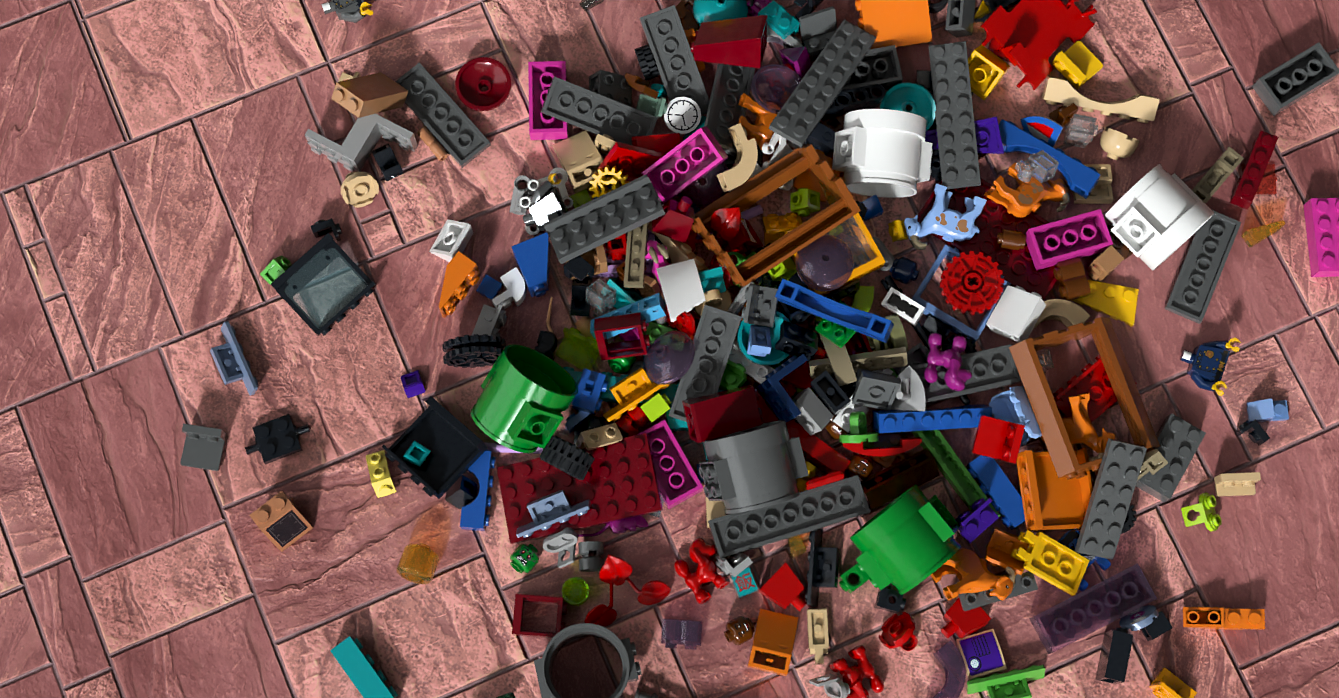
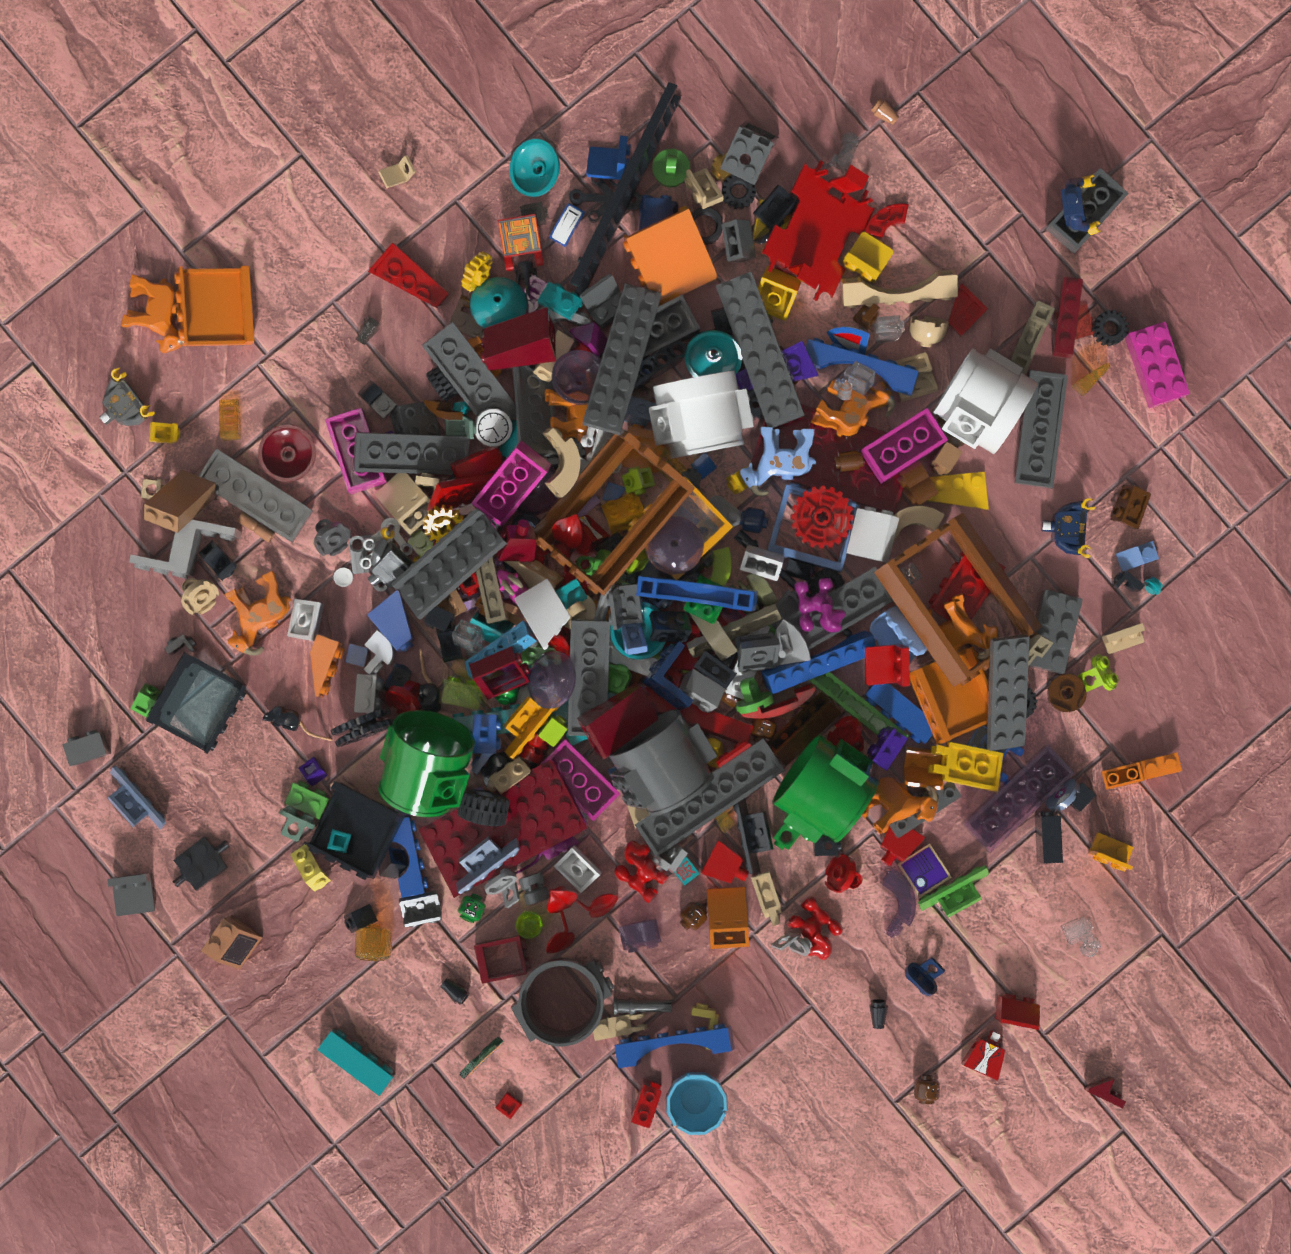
camera: 20 degrees left, 10 degrees up
(205, 298) = (86, 748): none -> dark grey brick
(375, 35) = (164, 432): none -> yellow bracket
(389, 426) = (304, 821): none -> sand green bracket
(398, 408) = (307, 800): none -> bright green bracket
(405, 327) = (288, 720): none -> black animal
(409, 222) = (257, 614): none -> orange animal
(412, 535) = (360, 918): none -> black bracket
(439, 53) = (229, 432): none -> clear yellow slope
(475, 544) = (421, 909): none -> dark grey bracket
(483, 635) = (455, 991): none -> black cone
(499, 213) = (343, 577): none -> white piece
(500, 171) = (331, 537): none -> flat silver tile
(521, 320) = (398, 677): none -> black bracket
(522, 335) = (404, 697): none -> red tile
(581, 59) = (377, 399): none -> black brick
(639, 550) = (578, 869): none -> white slope
(746, 74) = (563, 344): none -> tan brick
(777, 207) = (613, 491): none -> blue tile
(945, 492) = (849, 730): none -> red tile
(1104, 35) = (885, 218): none -> red tile
(1157, 137) = (965, 311): none -> red wing
(1177, 521) = (1076, 688): none -> reddish brown plate
(1273, 361) = (1130, 506): none -> reddish brown bracket
(1277, 443) = (1153, 586): none -> teal plate
(1287, 66) = (1074, 205): none -> dark blue torso
(1299, 184) = (1120, 324): none -> black tyre

